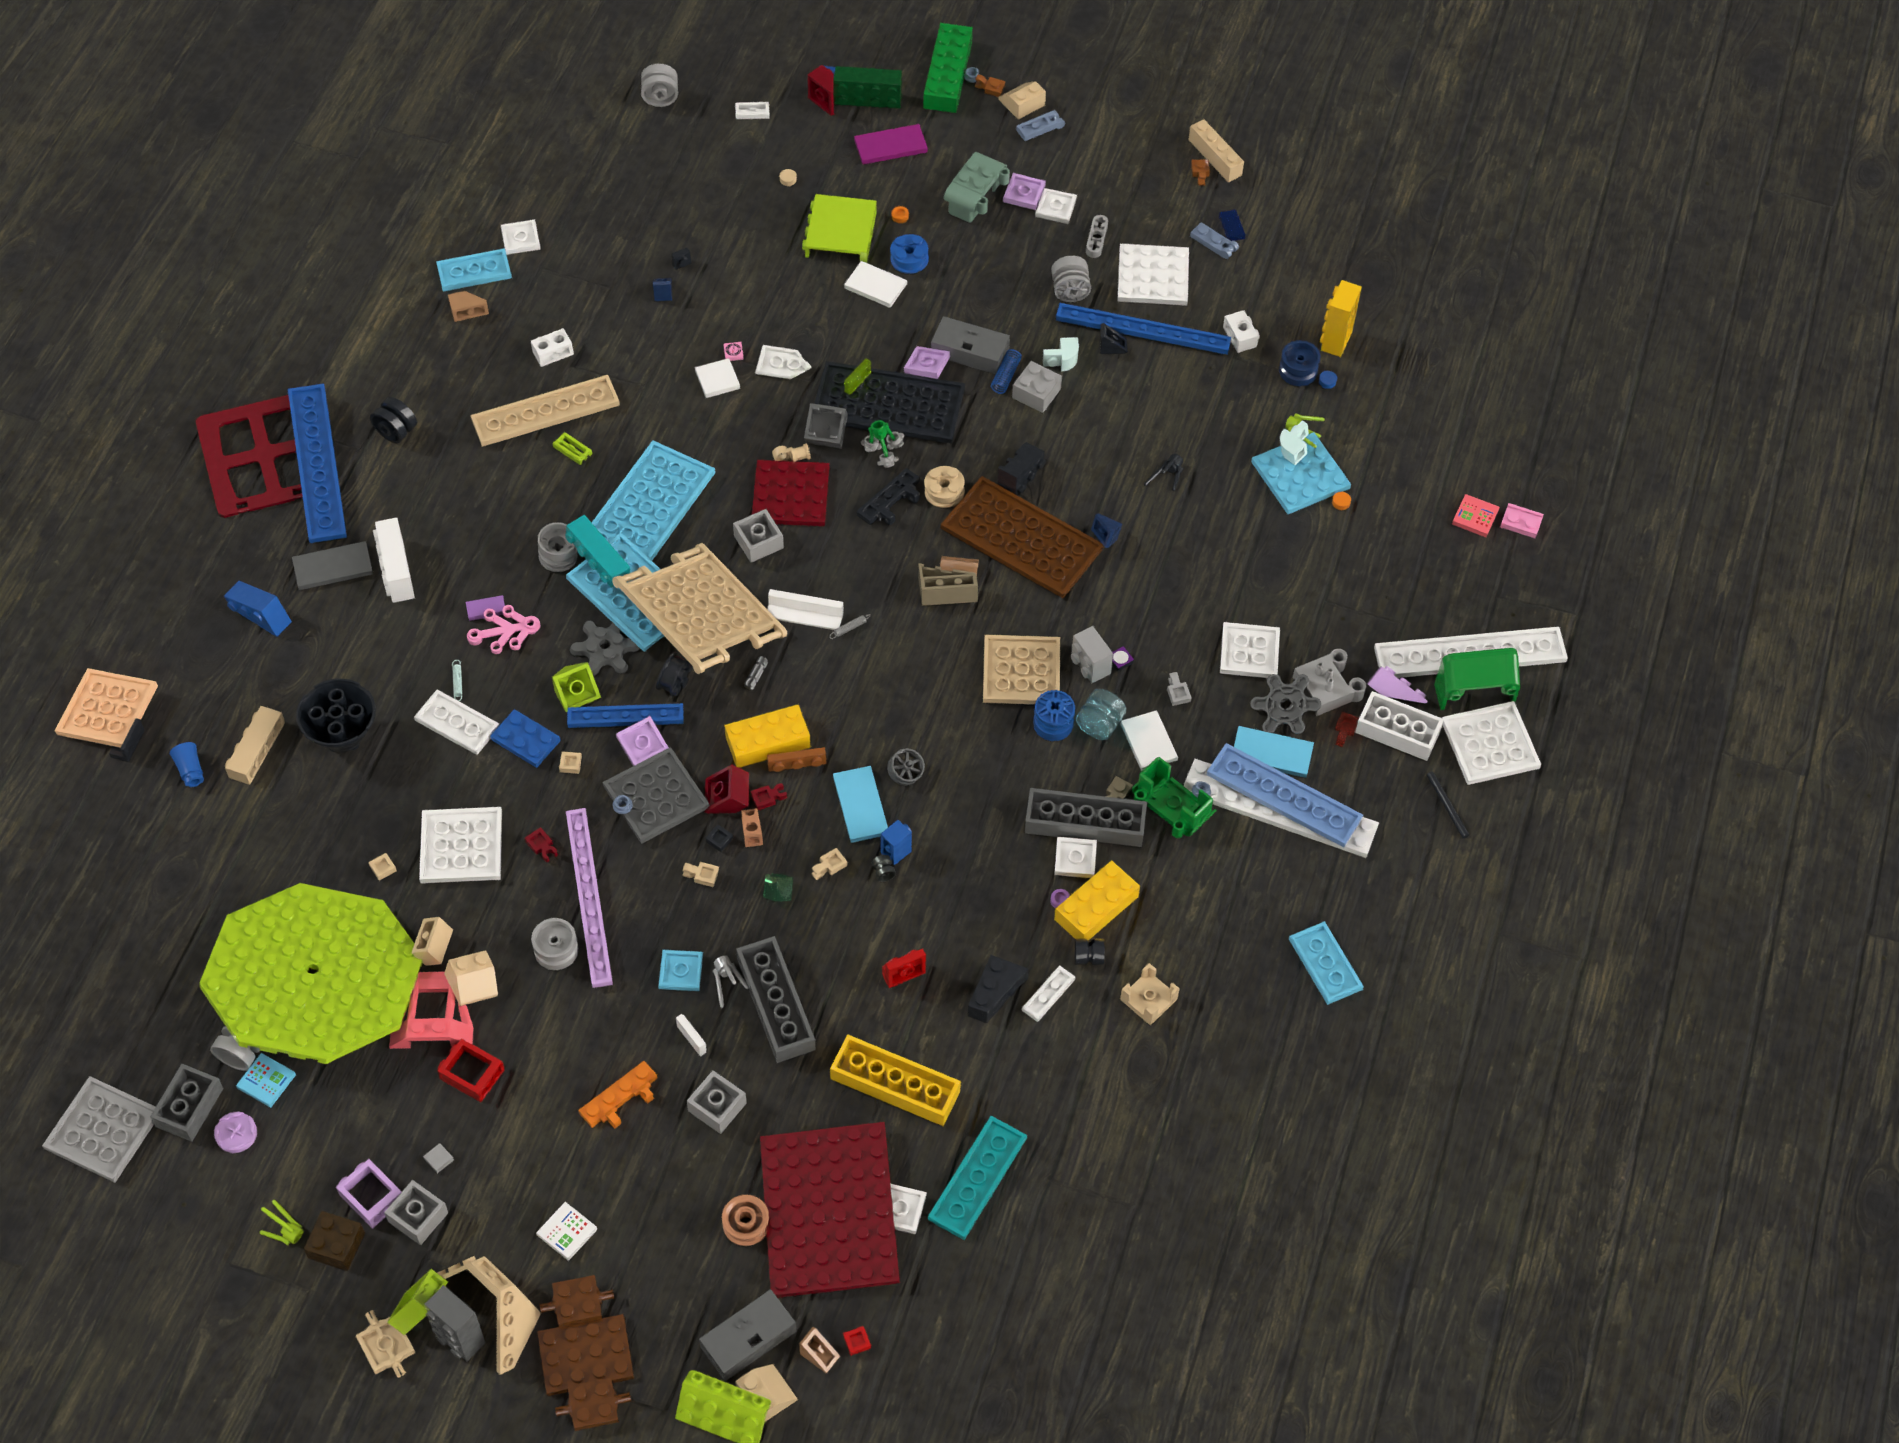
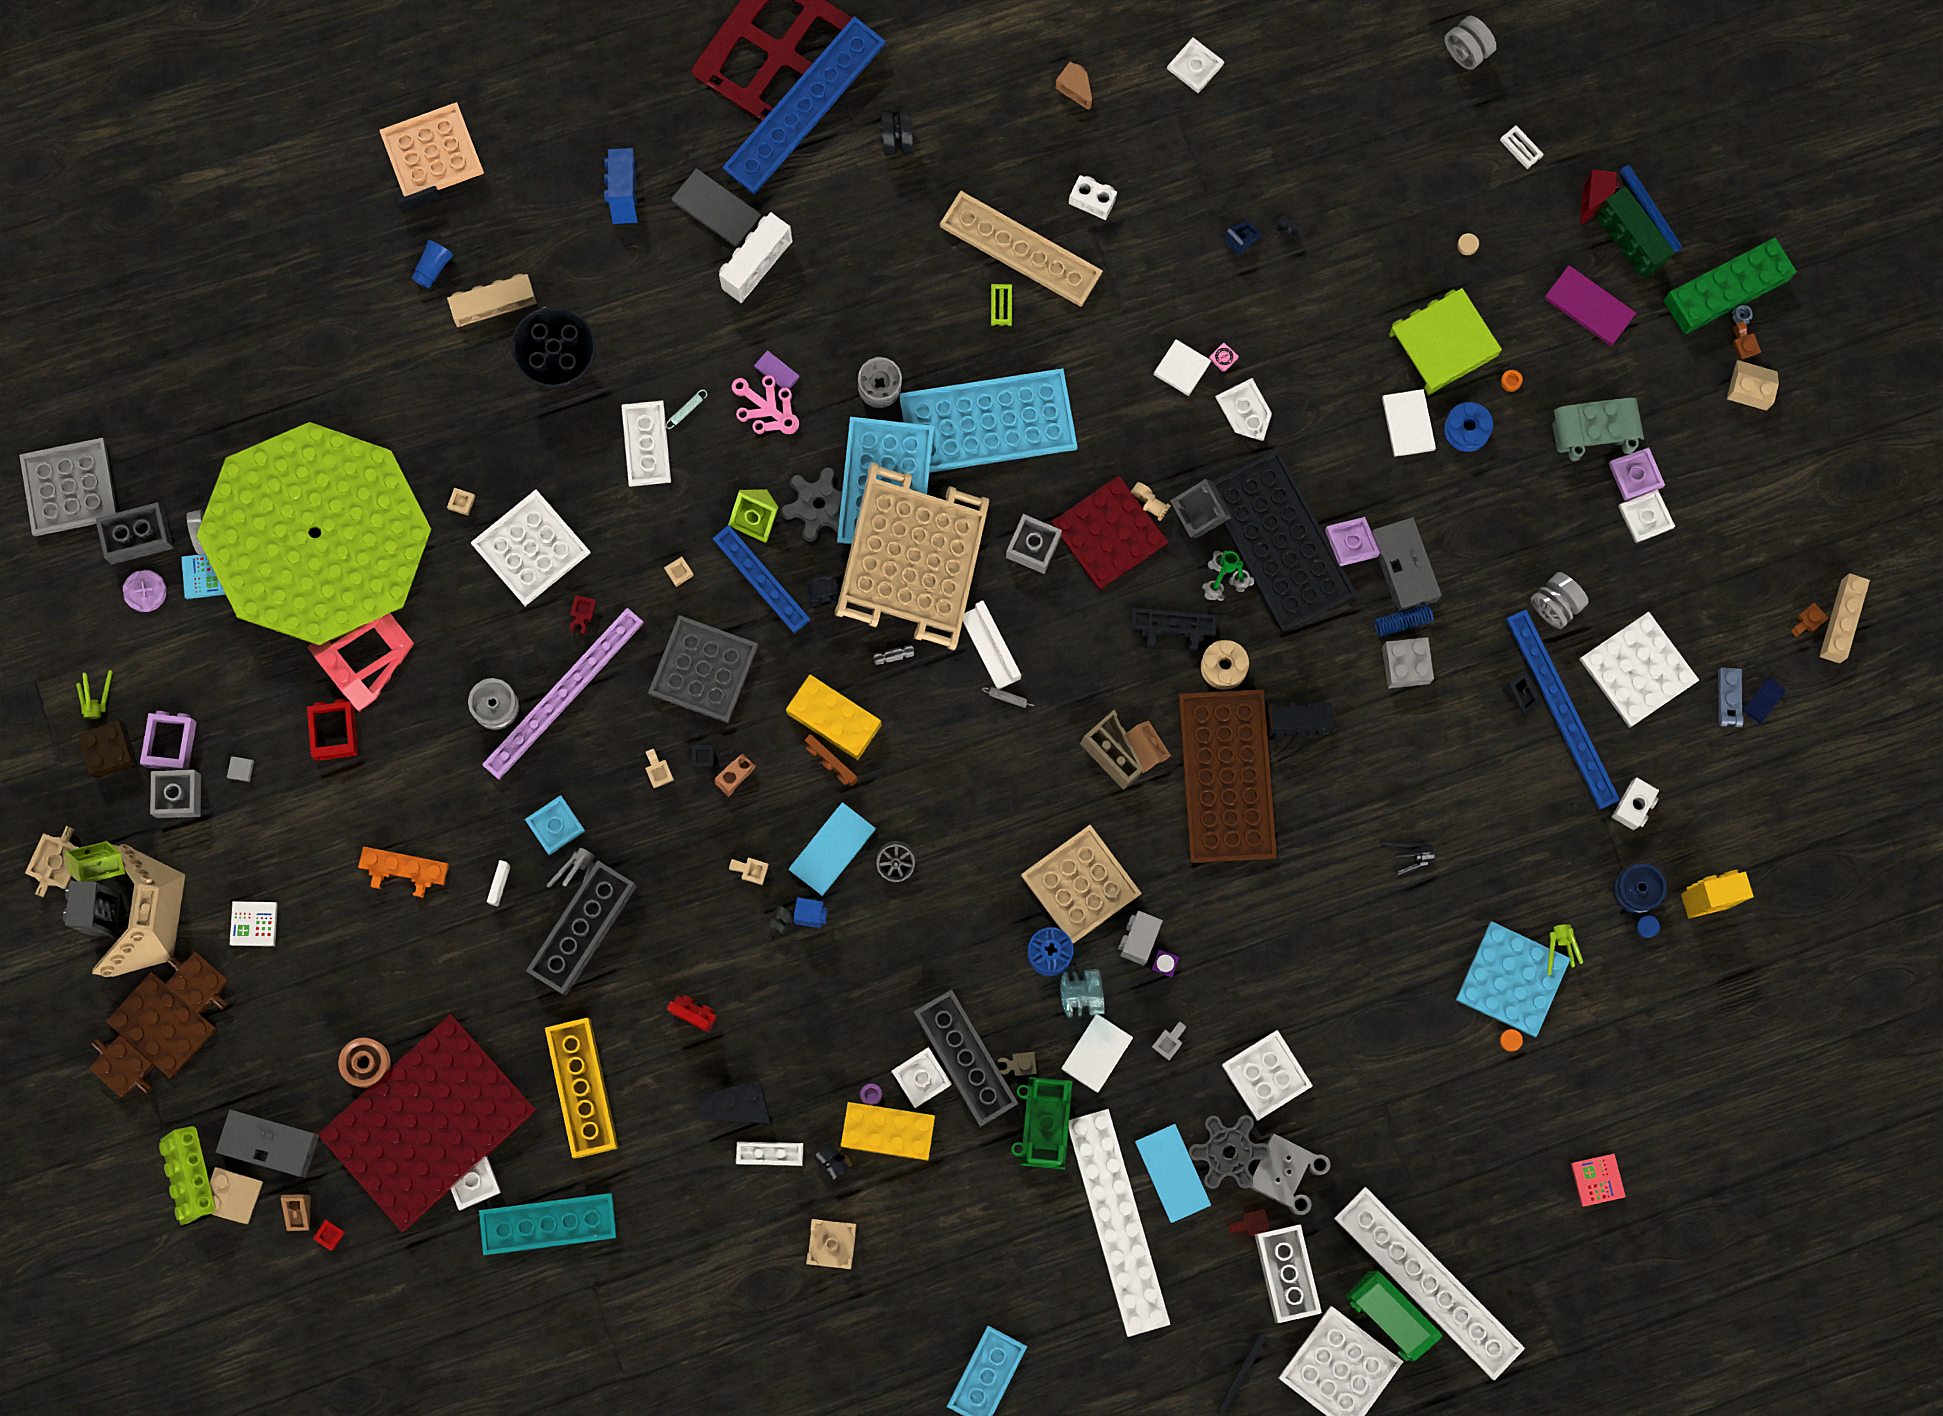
camera: 50 degrees right, 20 degrees up
(432, 941) = (420, 602): tan brick -> none
(472, 978) = (411, 664): tan slope -> none
(474, 269) = (1124, 56): medium azure tile -> none
(525, 738) = (675, 513): blue plate -> none
(596, 550) = (892, 424): teal brick -> none
(622, 799) = (664, 645): sand blue plate -> none
(641, 741) = (744, 615): lavender plate -> none
(716, 1102) = (450, 955): light grey brick -> none
(727, 790) = (753, 726): dark red slope -> none
(765, 797) = (774, 762): dark red plate -> none
(778, 887) = (693, 844): clear green panel -> none
(857, 376) = (1279, 494): clear neon green tile -> none
(1040, 125) = (1733, 427): sand blue plate -> none
(1065, 356) = (1470, 663): light aqua brick -> none
(1094, 241) = (1643, 574): light grey beam -> none
(1106, 530) = (1294, 848): dark blue slope -> none
(1201, 785) = (1078, 1141): sand blue plate -> none
(1285, 795) = (1126, 1221): medium blue plate -> none
(1291, 442) = (1528, 949): light aqua brick -> none
(1390, 686) = (1327, 1237): lavender slope -> none
(1522, 520) = (1628, 1228): bright pink plate -> none

